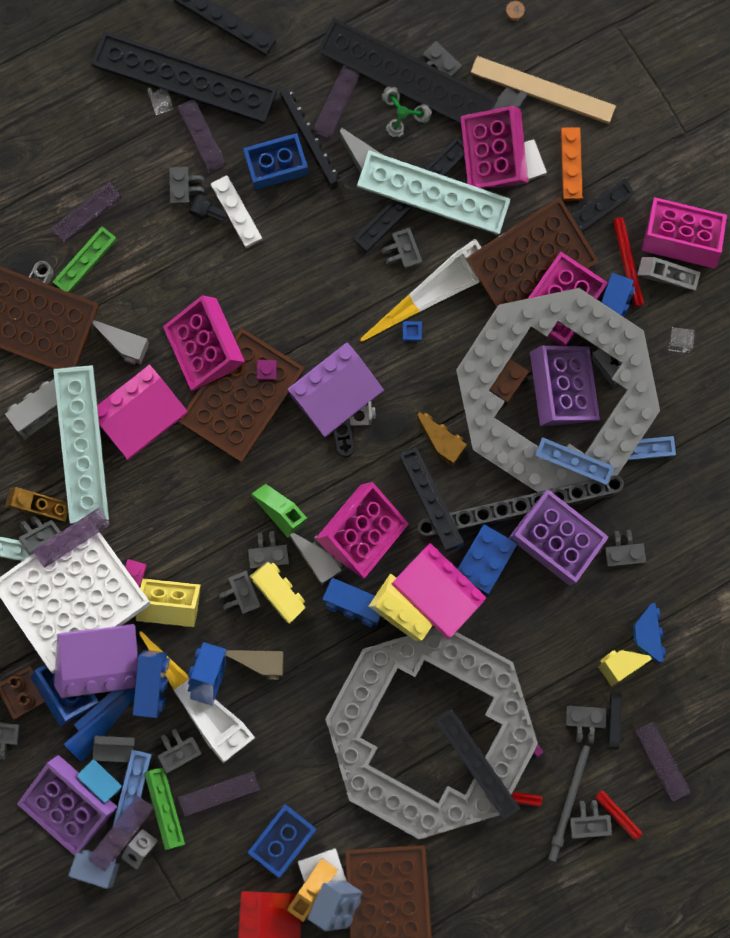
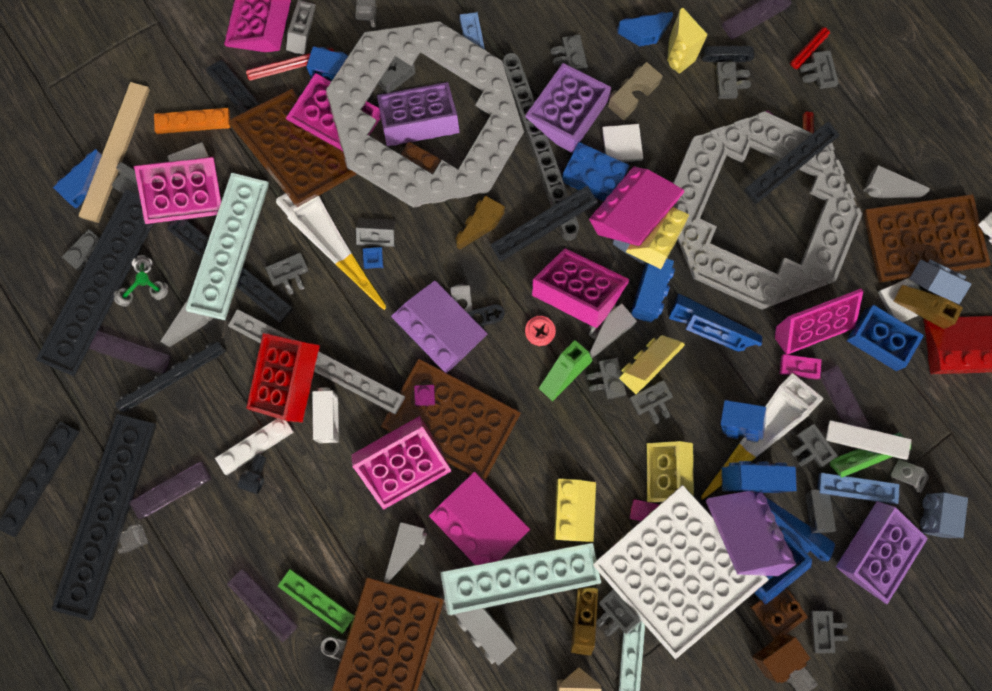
camera: 100 degrees left, 0 degrees up
(71, 537) = (619, 578): clear purple plate -> none
(99, 781) = (858, 521): dark azure panel -> none
(121, 833) = (910, 491): clear purple plate -> none
(141, 505) = (574, 510): none -> light yellow slope
(178, 804) = (868, 440): none -> white tile
(180, 185) = (227, 507): dark grey hinge -> none
(254, 275) = (325, 416): none -> white window
(262, 662) = (717, 373): dark tan slope -> none
(262, 750) = (800, 366): none -> dark pink plate
(275, 161) = (198, 407): blue brick -> none
(295, 238) = (282, 377): none -> red slope
(301, 769) = (819, 322): none -> dark pink slope
(309, 271) = (326, 366): none -> light grey plate
(314, 666) = (713, 325): none -> blue wedge
(323, 480) = (538, 322): none -> coral gear
(440, 335) = (375, 232): none -> dark grey panel
(451, 875) = (887, 184): none -> light grey slope
(507, 53) = (77, 183): none -> blue slope
(515, 11) = (29, 183): medium nougat tile -> none
(519, 595) = (623, 142): none -> white tile
(558, 840) = (840, 97): dark grey bar -> none
(566, 599) = (643, 79): none -> dark tan arch
(574, 461) = (494, 94): medium blue plate -> none

